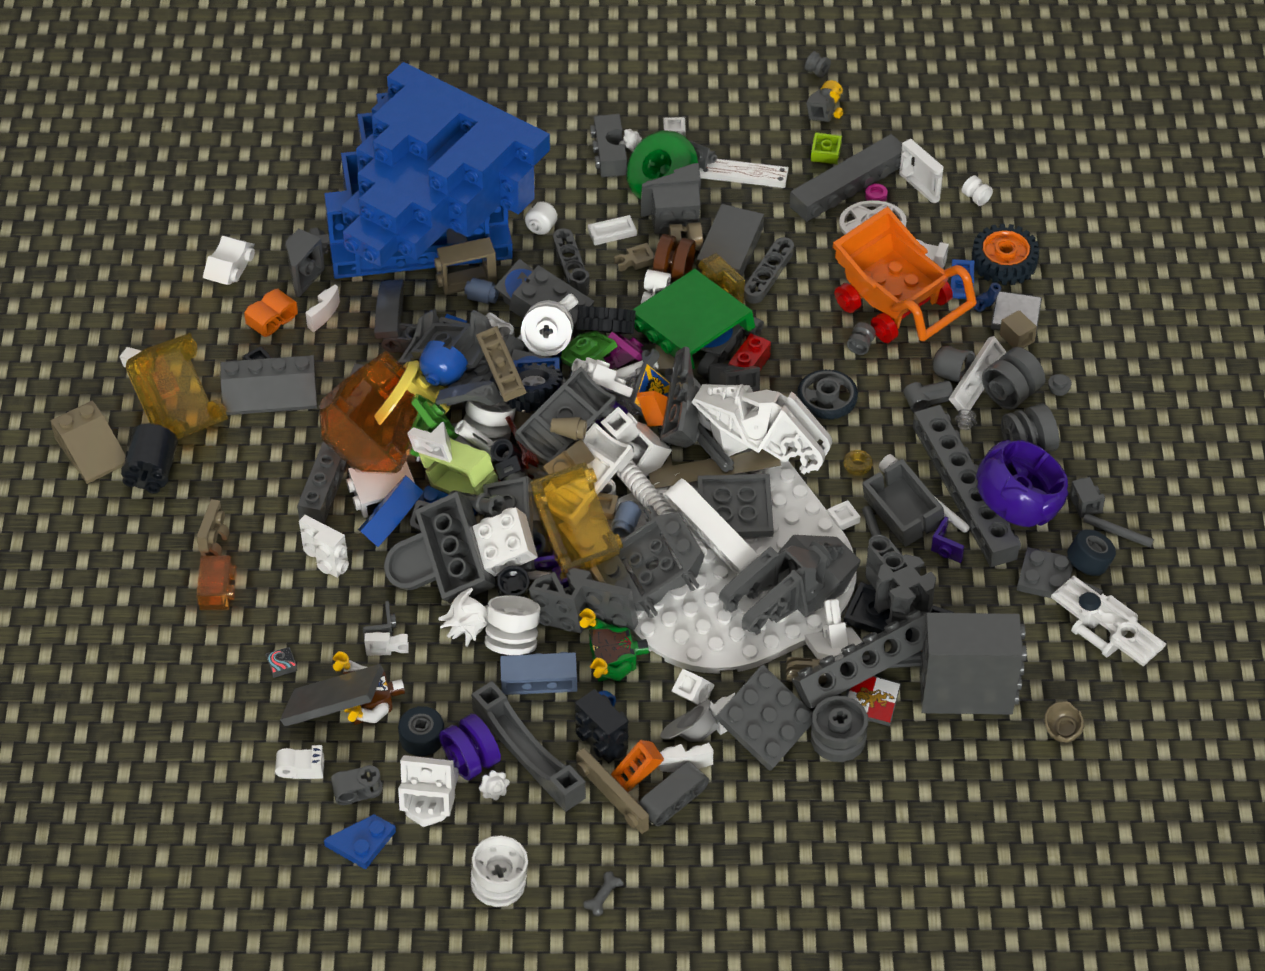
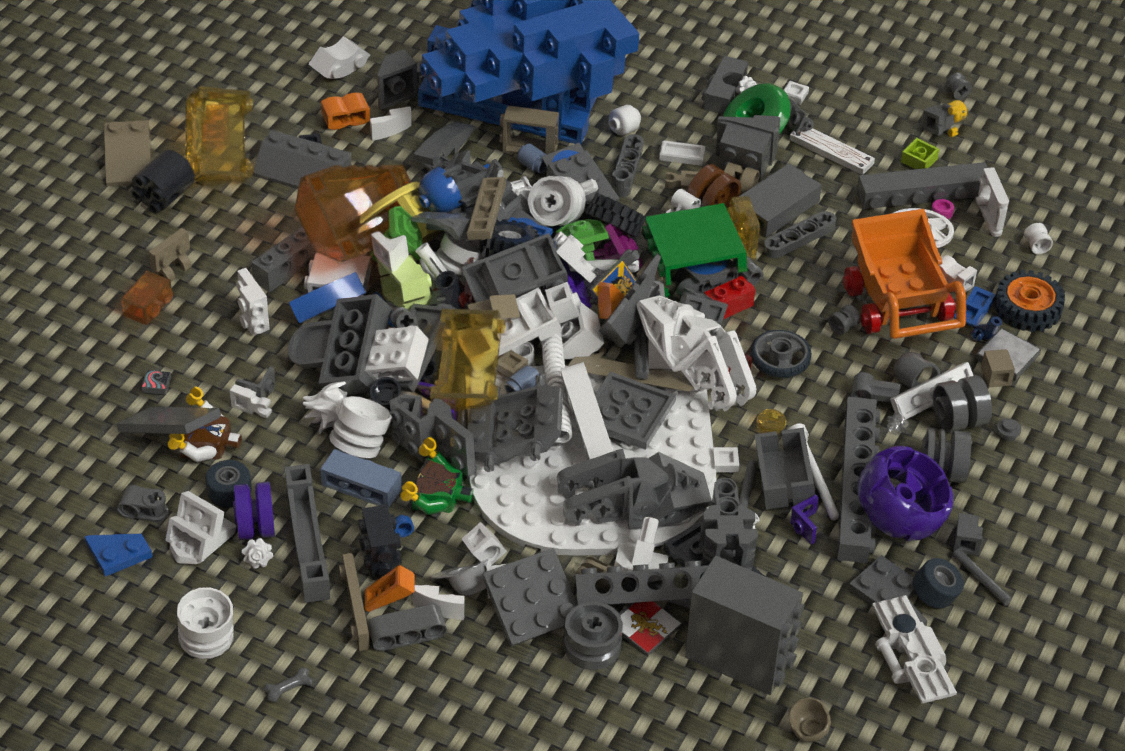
camera: 25 degrees right, 5 degrees down
(300, 763) = (112, 467): white leg -> none
(572, 427) = (509, 280): dark tan cone -> none

